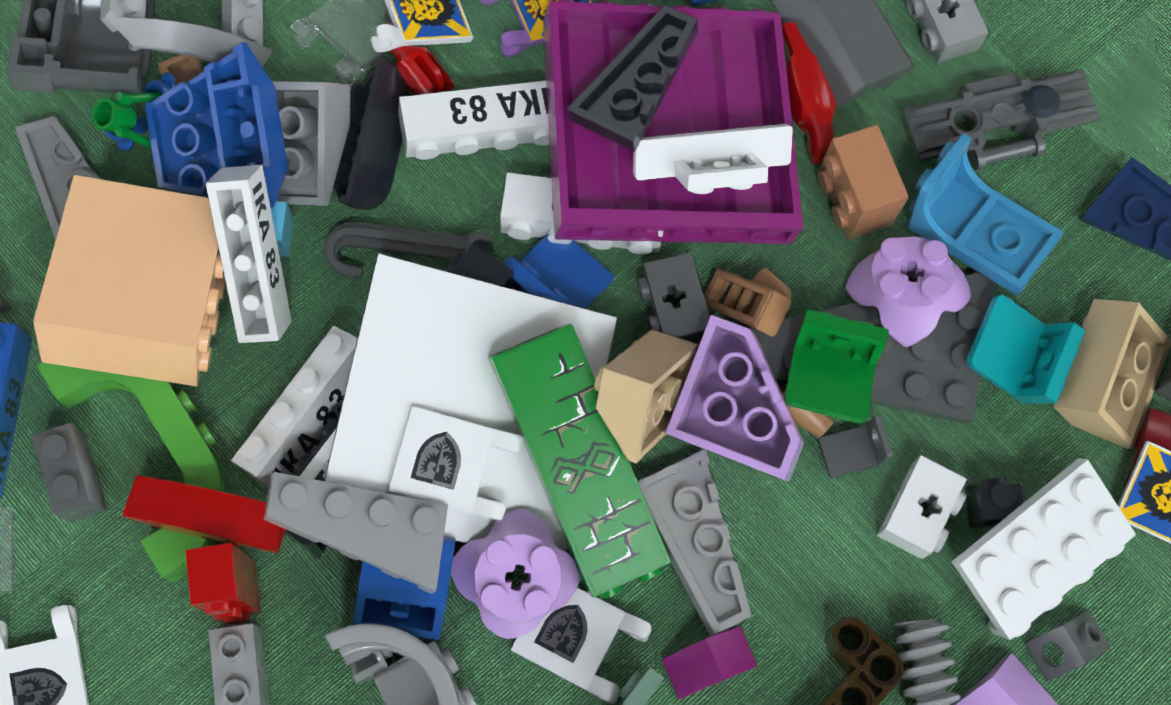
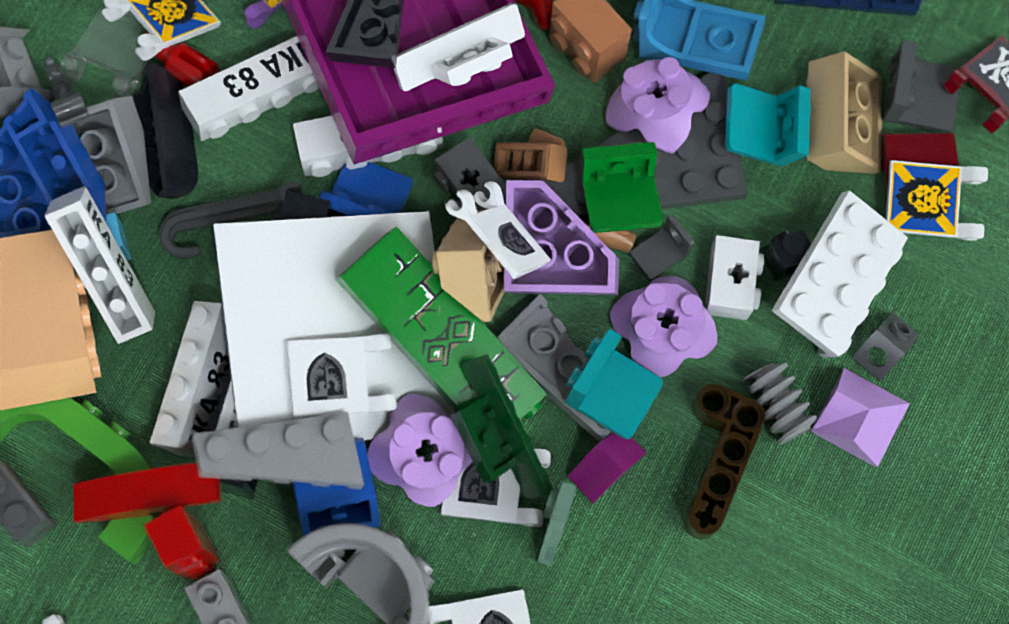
camera: 20 degrees left, 0 degrees up
(277, 74) = (68, 103): none -> dark grey piece
(598, 588) = (495, 432): none -> dark green bracket
(682, 368) = (500, 230): none -> white flag
(745, 582) = (612, 388): none -> teal bracket
(810, 558) = (660, 348): none -> lavender brick

